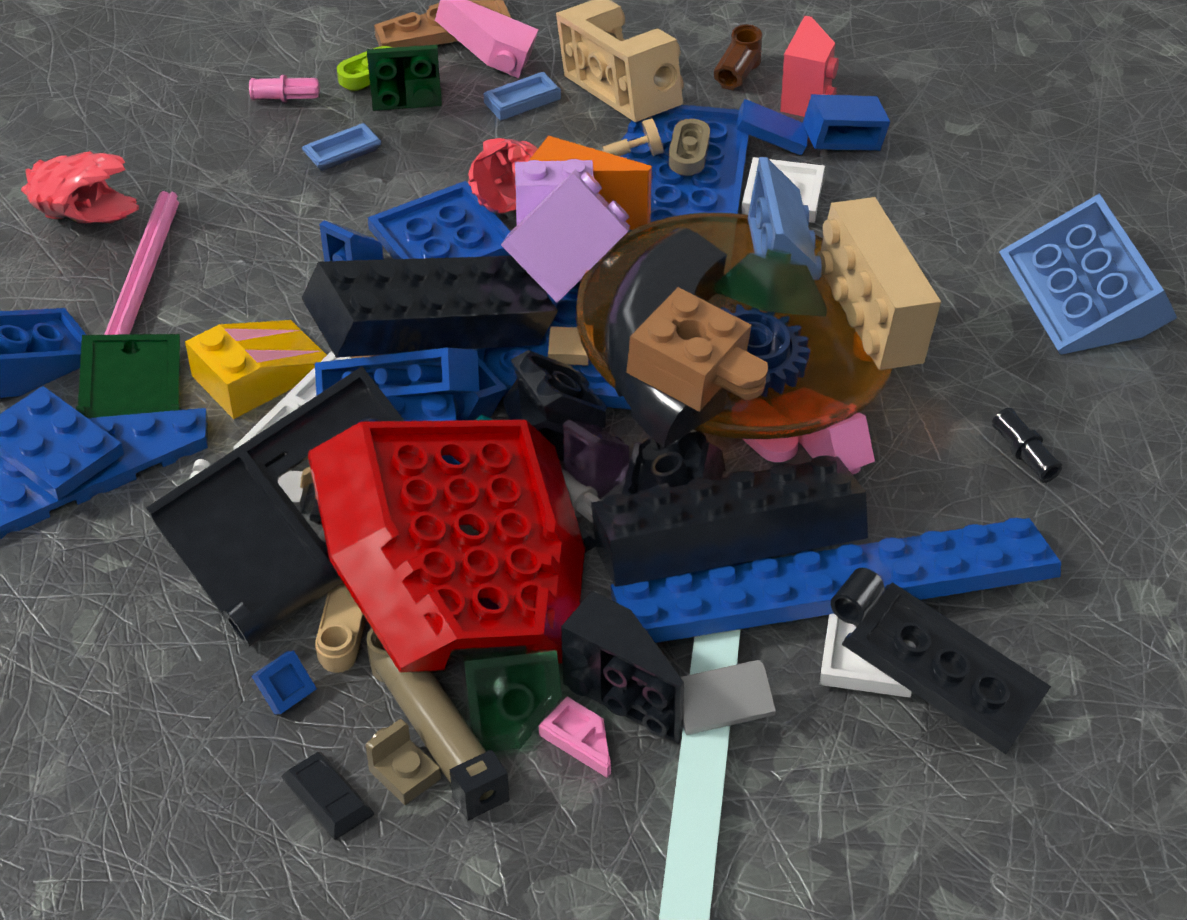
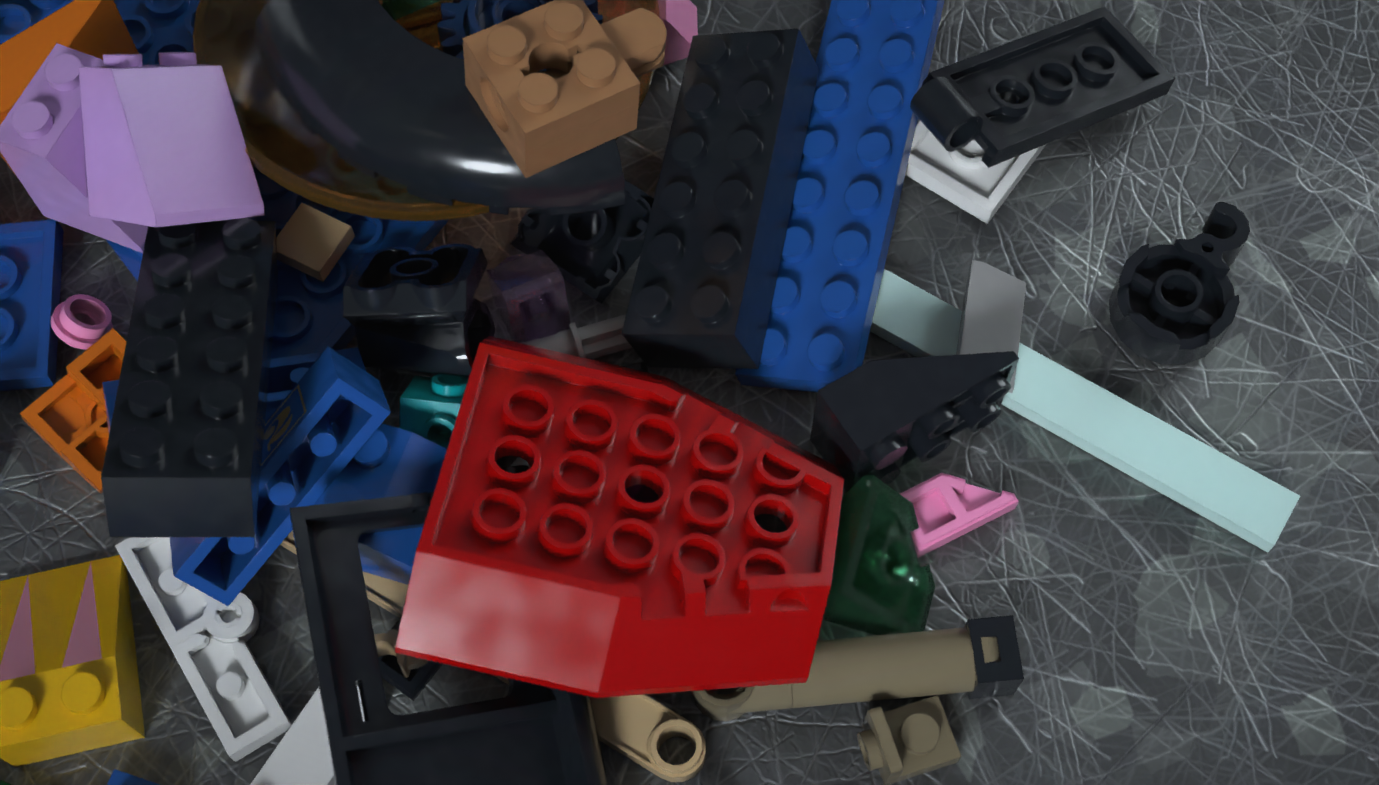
camera: 65 degrees left, 20 degrees up
(824, 806) = (1192, 275): none -> black piece

